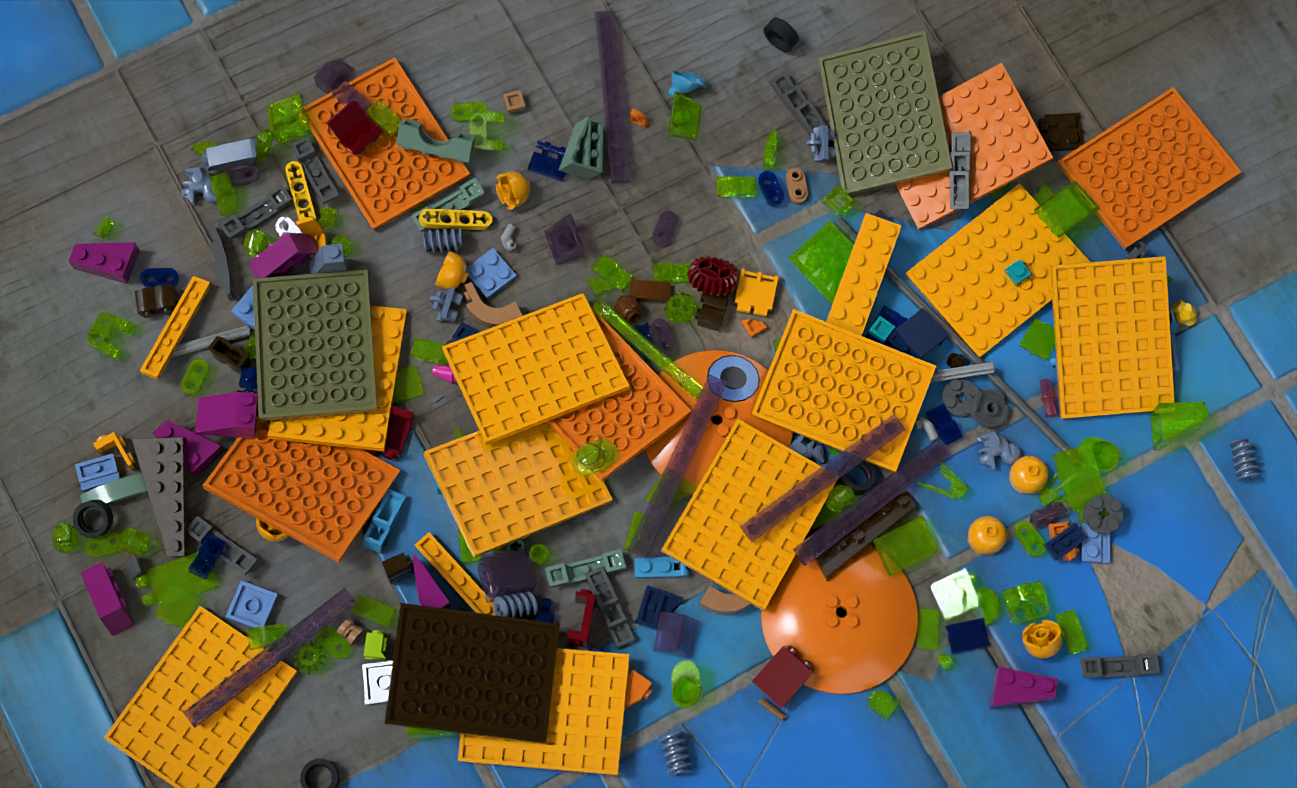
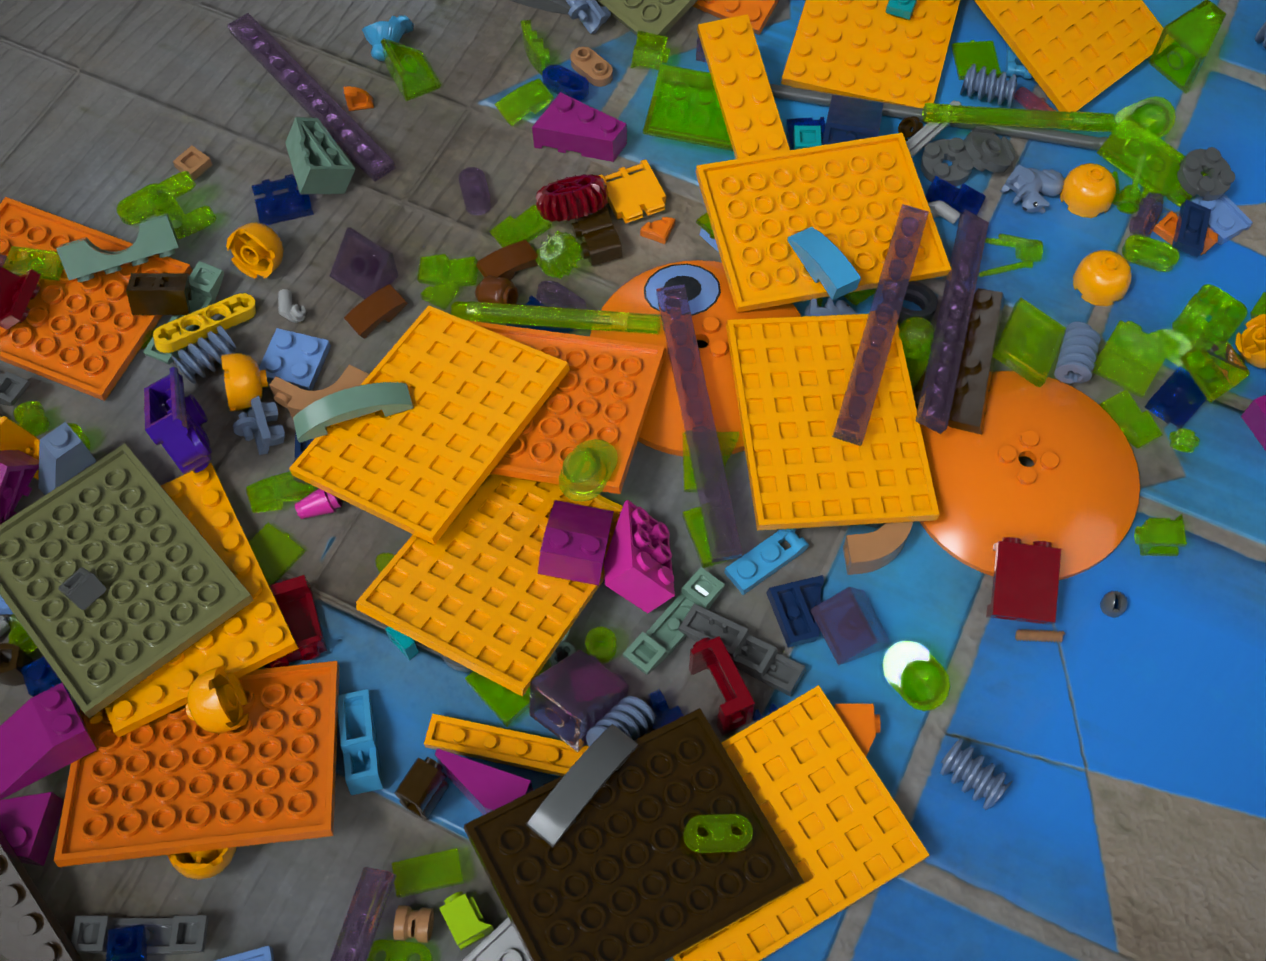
camera: 30 degrees left, 10 degrees down
(296, 346) = (82, 588): none -> dark grey slope
(325, 454) = (217, 701): none -> light orange cylinder
(399, 277) = (177, 423): none -> dark purple brick
(440, 185) = (159, 293): none -> dark brown hinge
(471, 621) = (581, 784): none -> dark grey slope
(498, 332) = (349, 404): none -> sand green slope
(520, 691) = (719, 833): none -> clear neon green plate
(554, 272) = (374, 309): none -> reddish brown slope
(562, 491) = (575, 542): none -> magenta slope
(591, 522) = (640, 559): none -> dark pink slope
(754, 229) = (579, 128): none -> magenta wedge
(819, 419) = (825, 262): none -> dark azure slope
(830, 724) = (1108, 601): none -> dark grey hinge
(926, 570) = (1077, 353): none -> sand blue piece
(997, 634) = (1215, 367): none -> clear neon green torso
(1022, 401) = (1019, 117): none -> clear neon green piece
(1027, 365) = (989, 85): none -> sand blue piece

